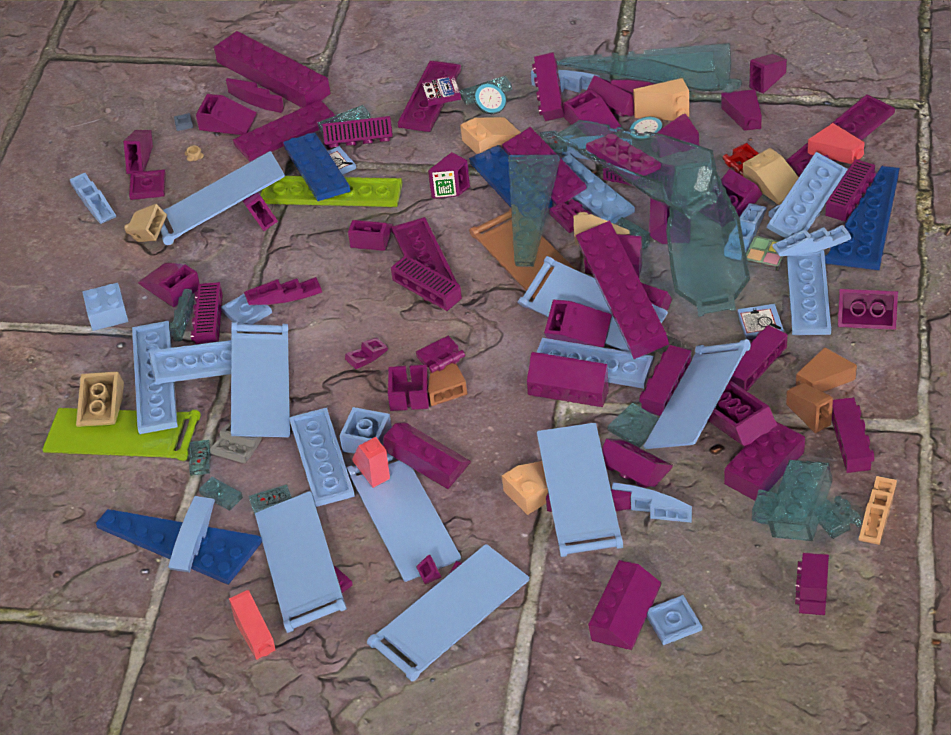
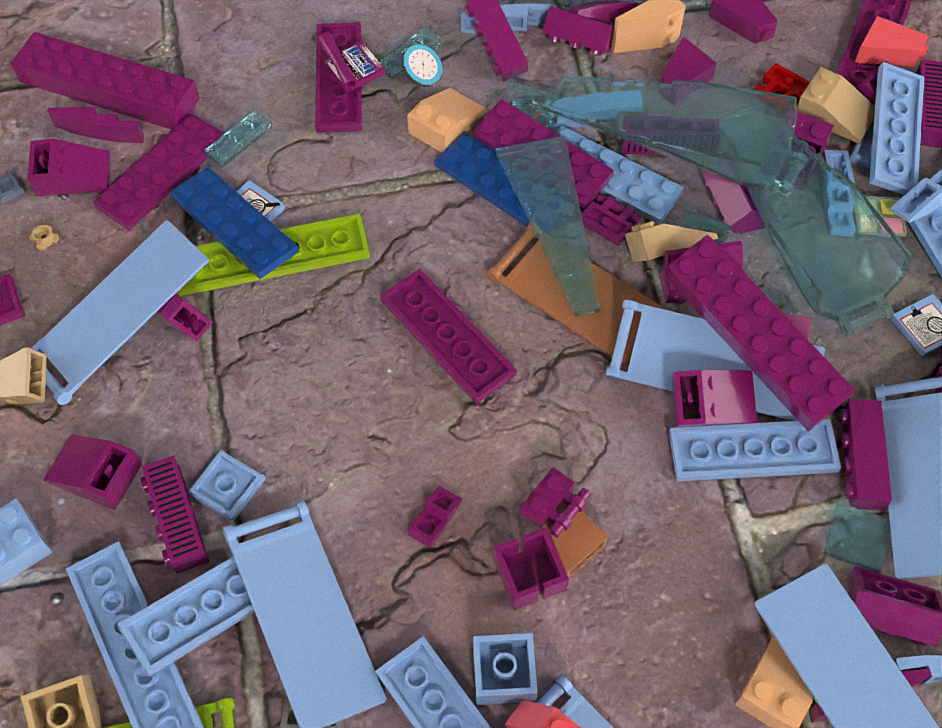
camera: 25 degrees left, 15 degrees up
(182, 315) = (134, 524): clear light blue plate -> none
(281, 293) = (266, 446): magenta slope -> none
(357, 131) = (268, 153): magenta brick -> none
(369, 235) = (355, 314): magenta slope -> none
(424, 454) = (608, 681): magenta slope -> none
(426, 283) = (476, 381): magenta brick -> none
(430, 90) = (343, 70): none -> magenta piece
(449, 177) = (428, 198): magenta slope -> none
(554, 124) = (530, 87): none -> clear light blue tile
(567, 379) = (744, 494): magenta slope -> none
(589, 107) = (562, 56): magenta slope -> none
(623, 155) = (666, 119): magenta plate -> none
(648, 124) = (642, 66): piece -> none

